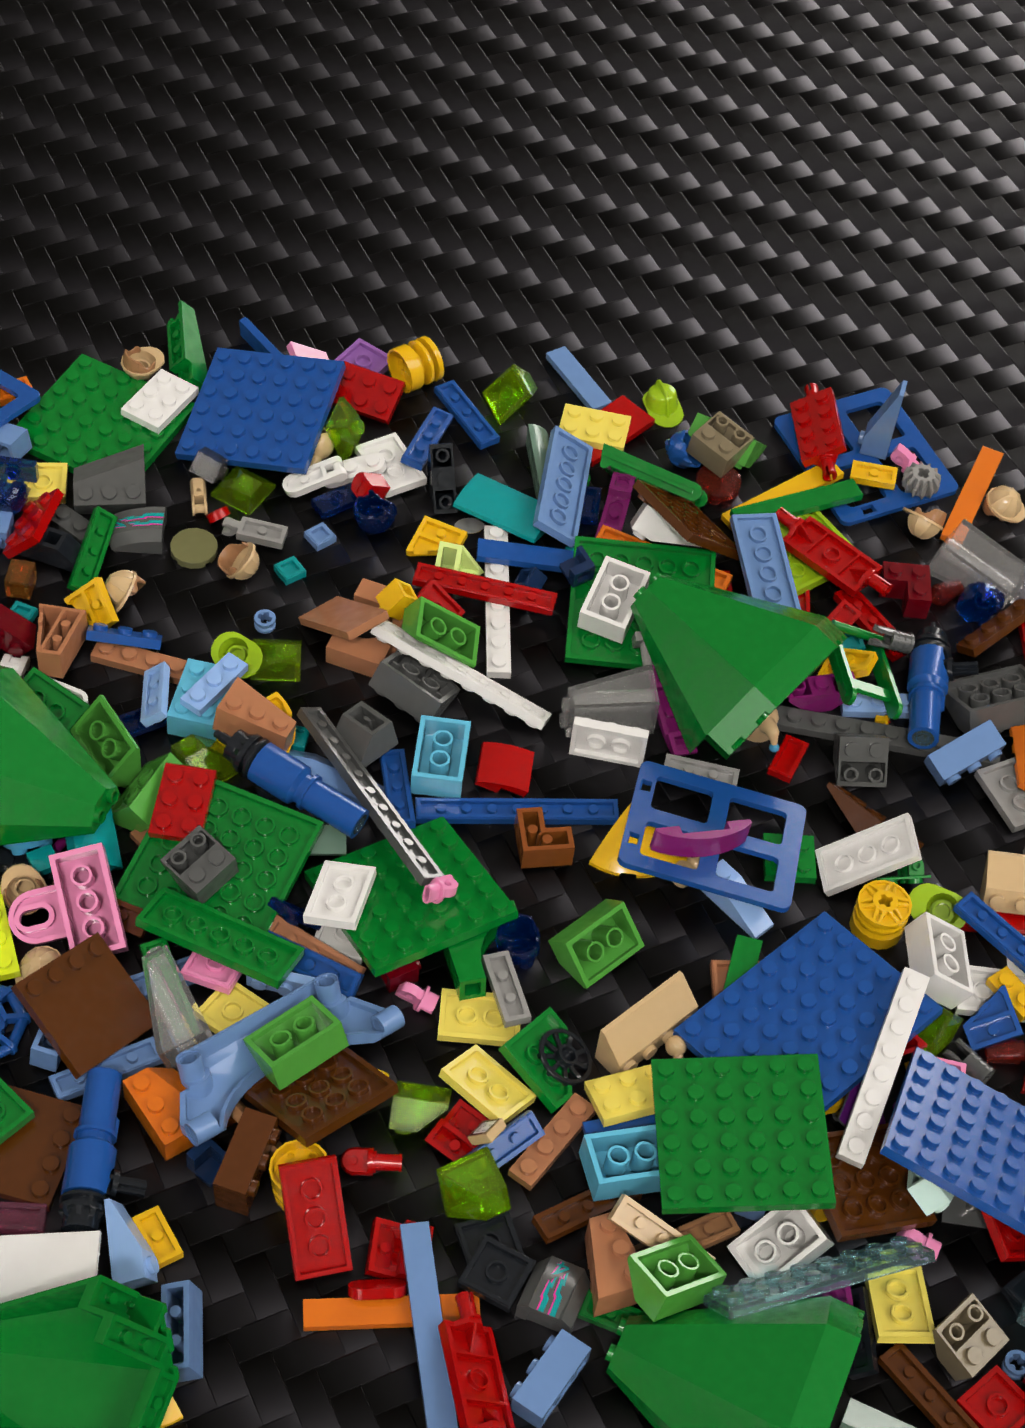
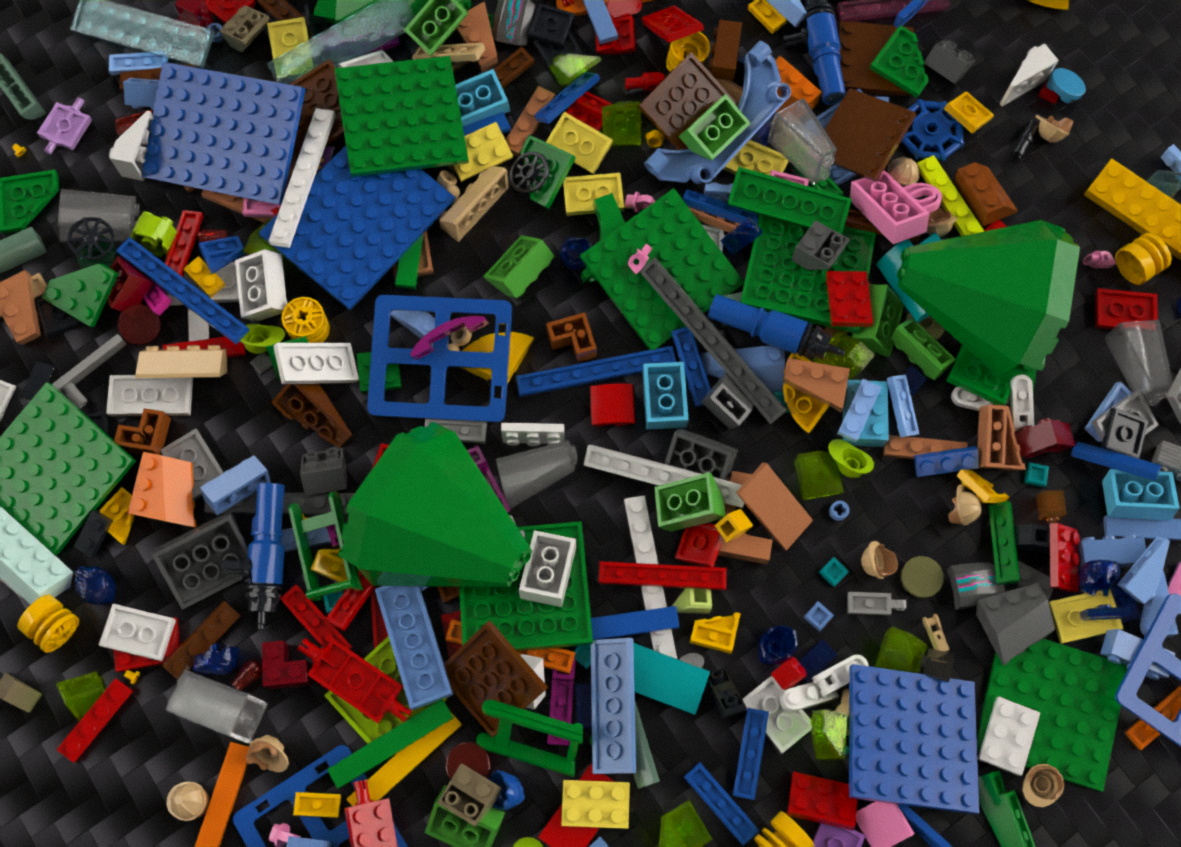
camera: 175 degrees right, 20 degrees up
(218, 514) = (912, 614): red tile -> none
(339, 895) = (712, 245): white plate -> none
(487, 1131) = (573, 104): tan tile -> none
(506, 989) = (578, 207): light grey plate -> none
(531, 577) = (625, 598): dark blue slope -> none
(579, 568) = (585, 601): dark blue panel -> none
(893, 639) = (297, 587): dark grey hinge -> none
(921, 480) = (267, 815): light grey gear -> none
(976, 1066) = (238, 223): dark grey hinge -> none

